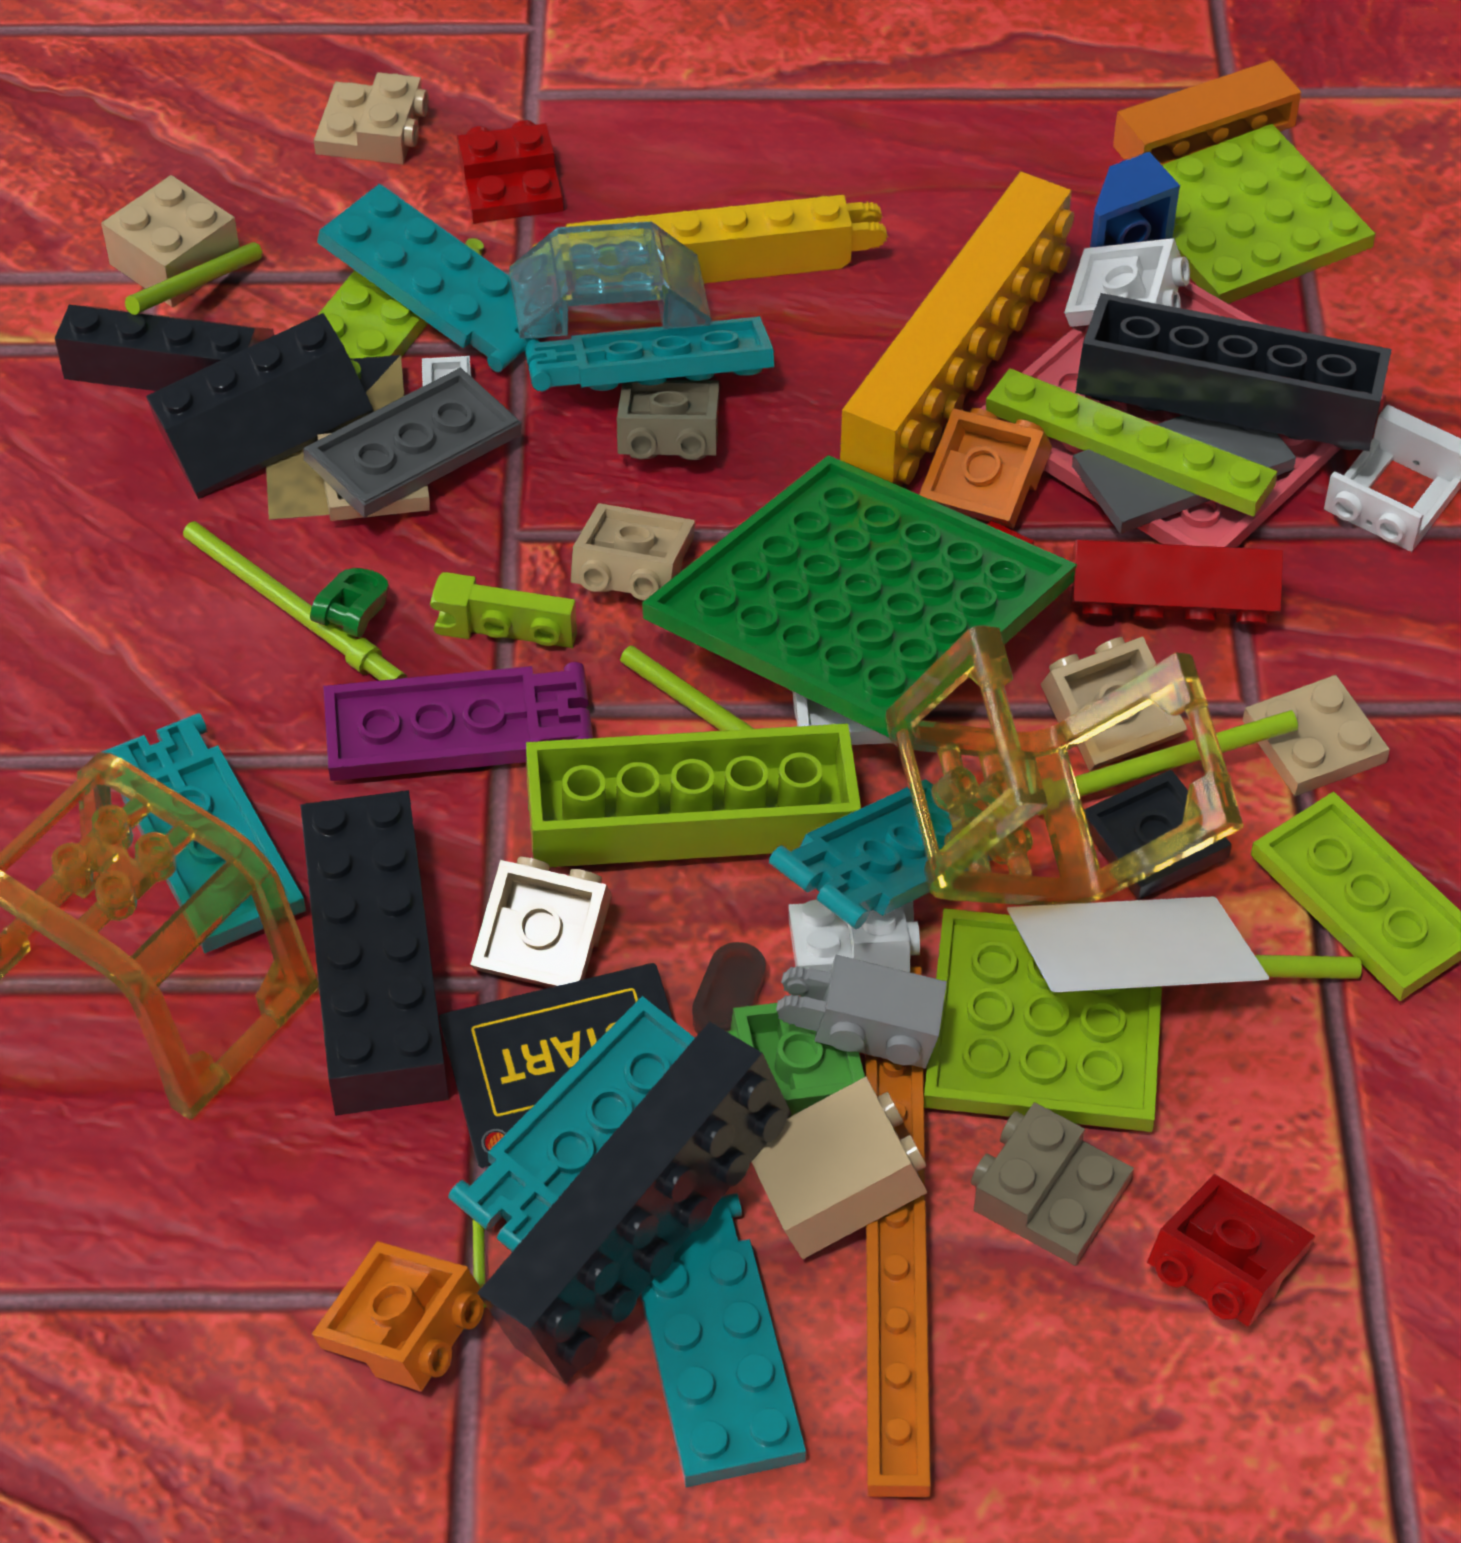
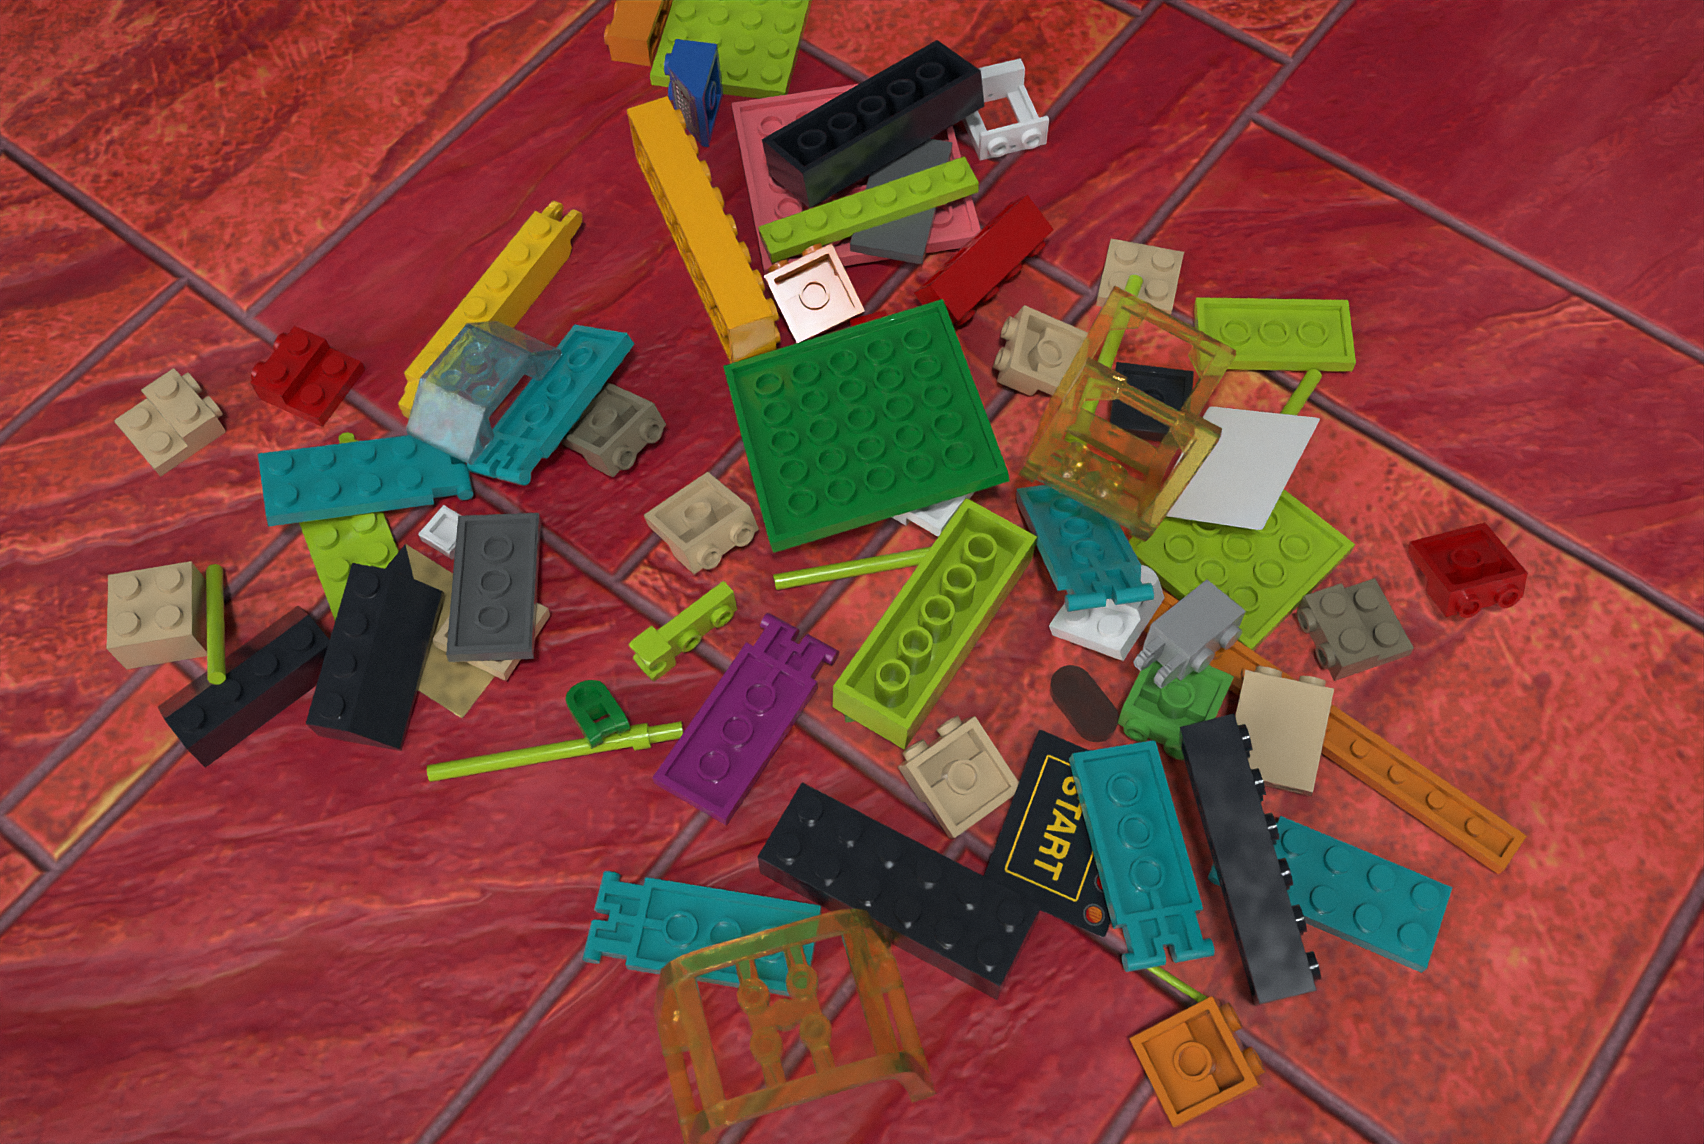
camera: 50 degrees left, 10 degrees up
(1131, 270) = (744, 121): white plate -> none

